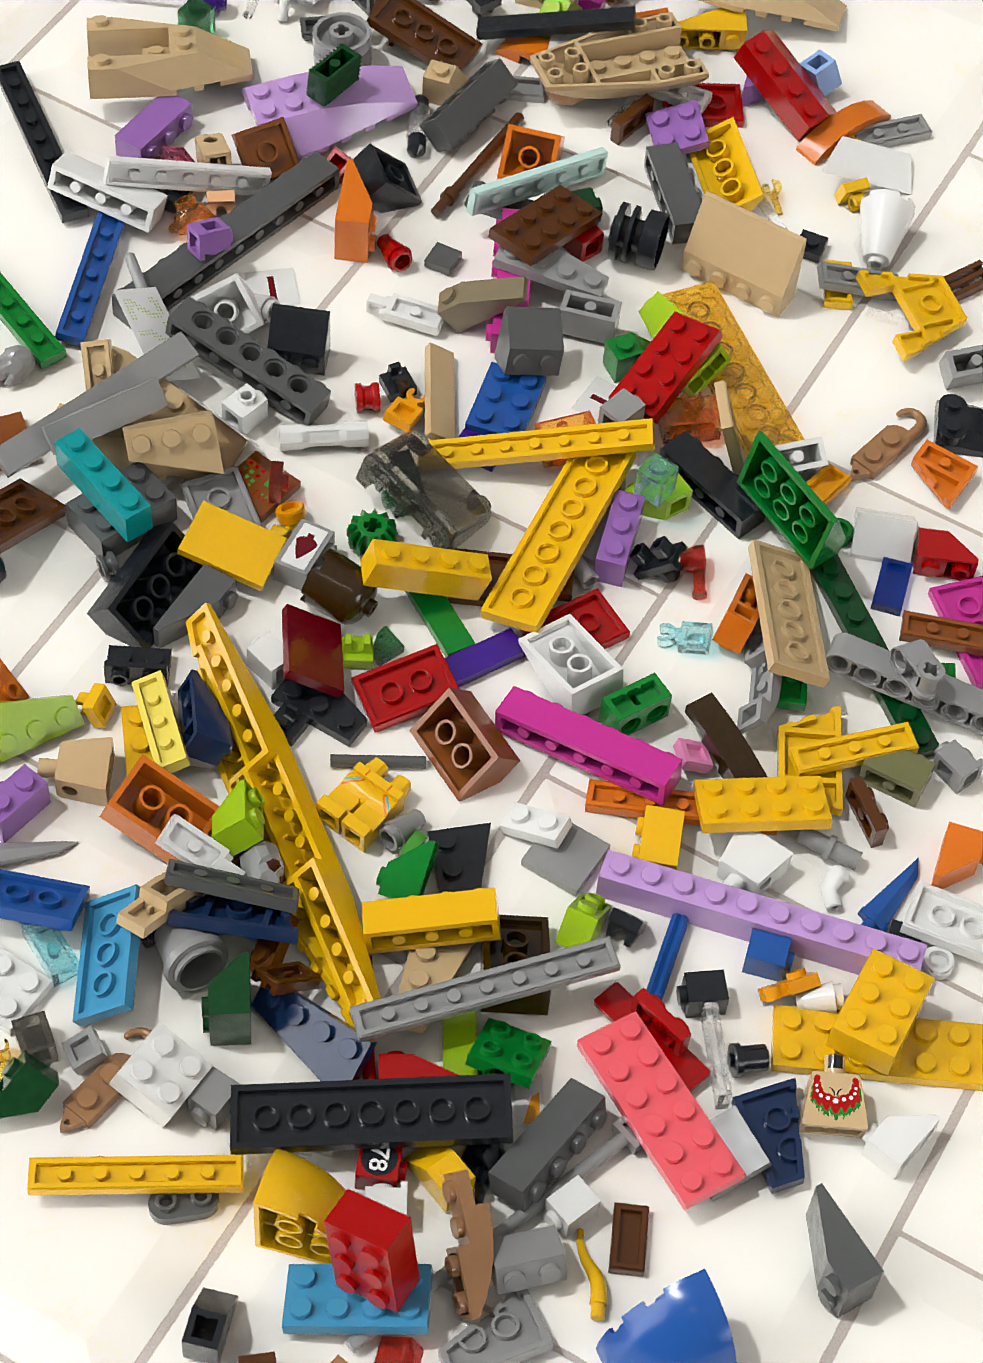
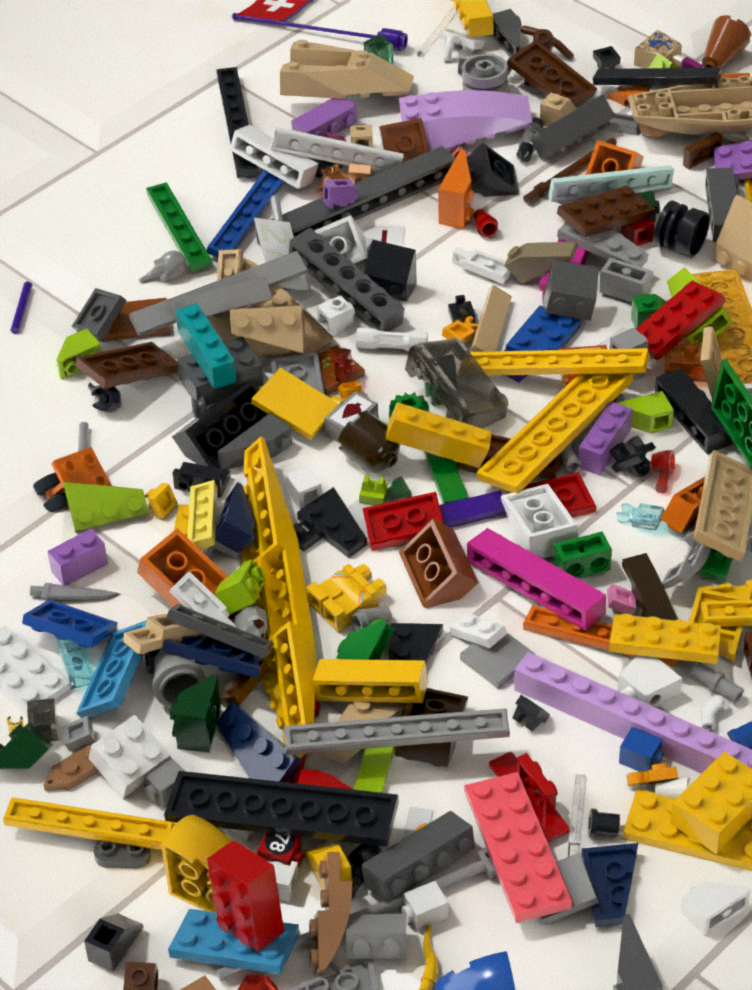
camera: 20 degrees right, 10 degrees down
(81, 769) = (134, 539): tan torso -> none
(286, 978) = (245, 704): reddish brown tile -> none
(312, 651) = (336, 483): dark red tile -> none
(333, 74) = (466, 91): dark green brick -> none
(367, 397) = (433, 318): red wheel -> none
(391, 761) = (376, 571): dark grey bar -> none
(443, 258) = (523, 231): dark grey tile -> none
(508, 1050) = (412, 786): green plate -> none
(583, 920) = (496, 697): lime slope -> none
(628, 1239) = (467, 939): reddish brown tile -> none
(656, 479) = (643, 395): clear light blue brick -> none
(660, 836) = (577, 651): yellow brick -> none
(667, 955) = (559, 740): blue axle -> none
(701, 988) = (579, 763): black brick -> none
(834, 1102) = (663, 865): tan torso -> none

